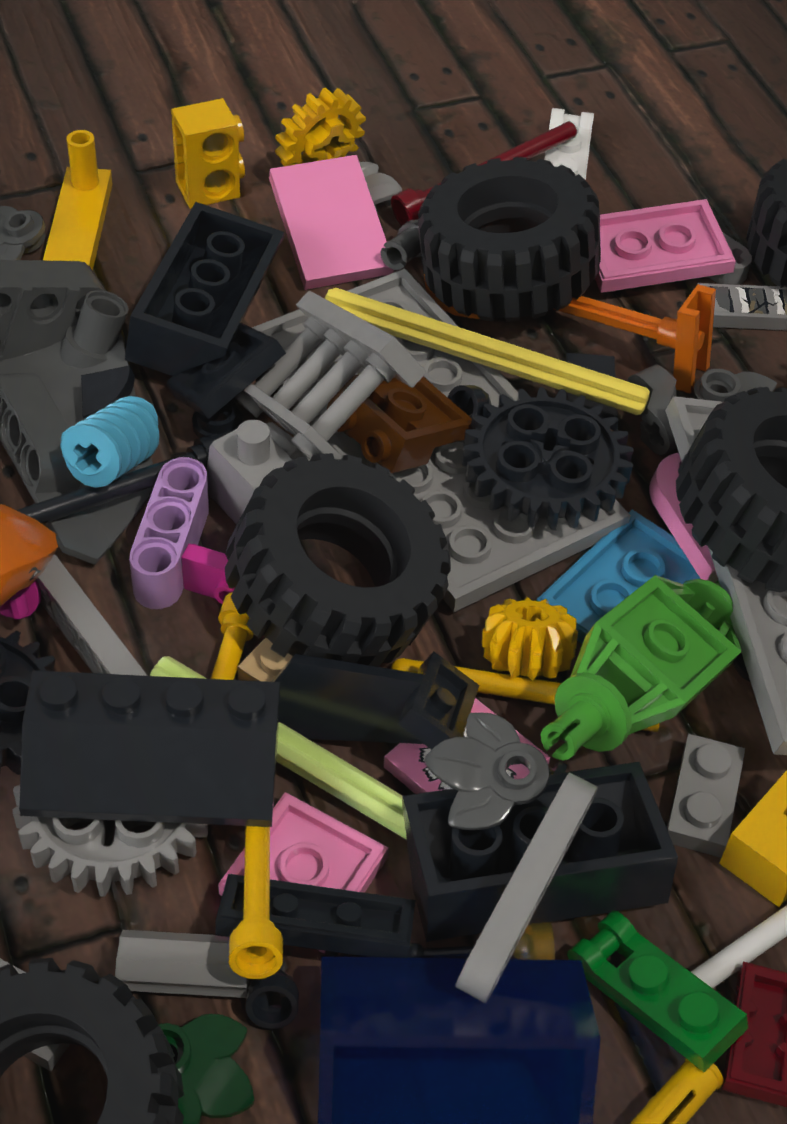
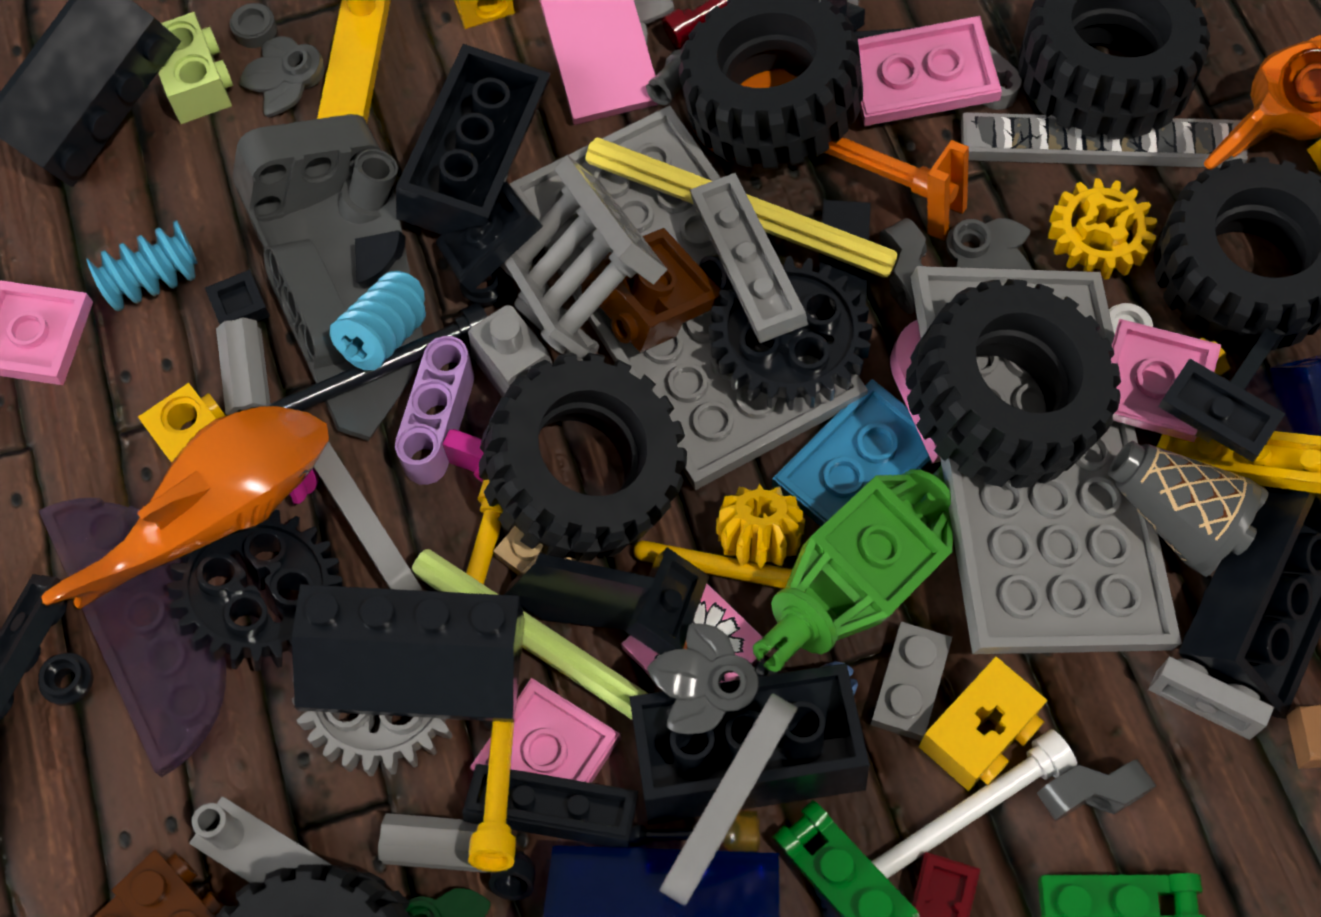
camera: 10 degrees right, 15 degrees up
(503, 382) = (748, 258): none -> light grey plate

